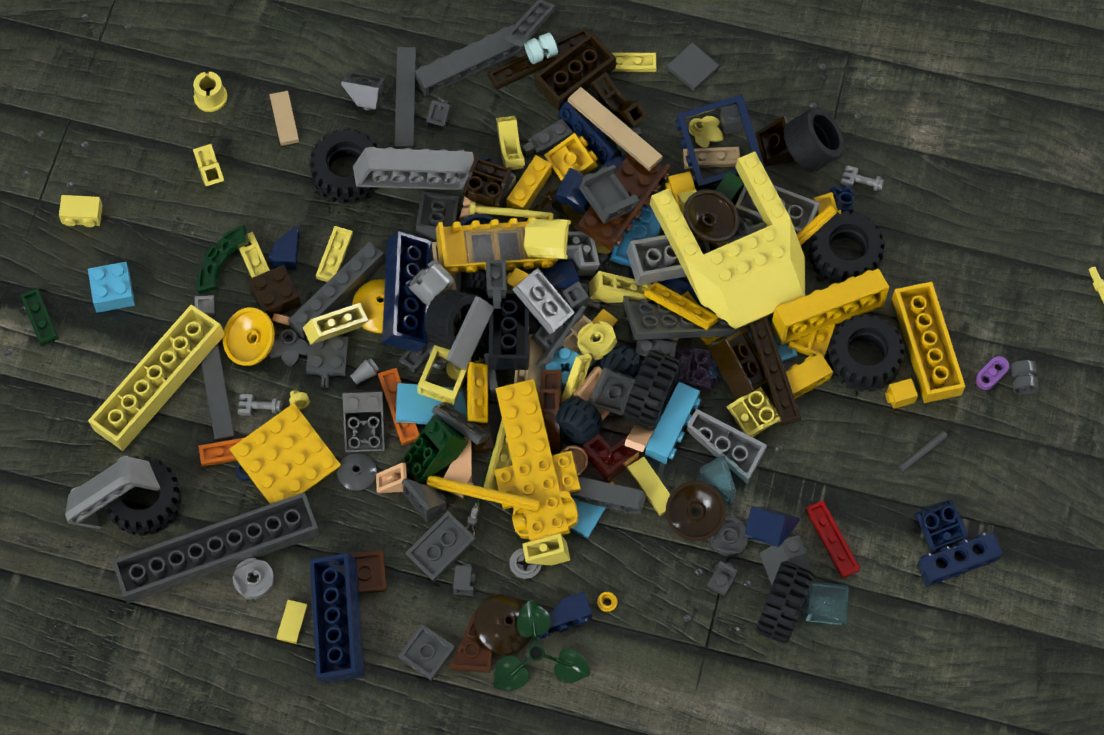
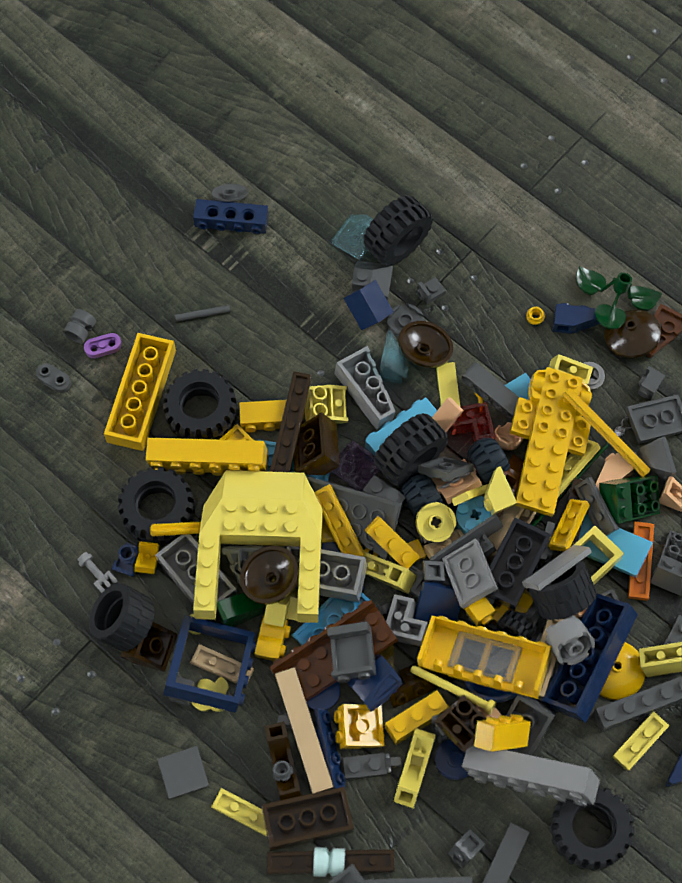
camera: 150 degrees left, 0 degrees up
(365, 371) = (658, 608): light grey cone -> none
(451, 186) = (502, 733): none -> yellow brick
(496, 281) = (508, 607): dark grey hinge -> none
(547, 238) = (434, 634): light yellow slope -> none
(551, 375) = (498, 493): none -> light yellow slope
(617, 88) = (278, 768): none -> dark grey plate
(625, 305) = (391, 543): none -> yellow plate
(832, 539) = (321, 281): red tile -> none
(901, 393) = (190, 360): yellow brick -> none
(941, 525) = (228, 249): dark blue slope -> none
(983, 586) = (229, 192): none -> dark grey dish
(1015, 325) = (52, 377): none -> dark grey plate

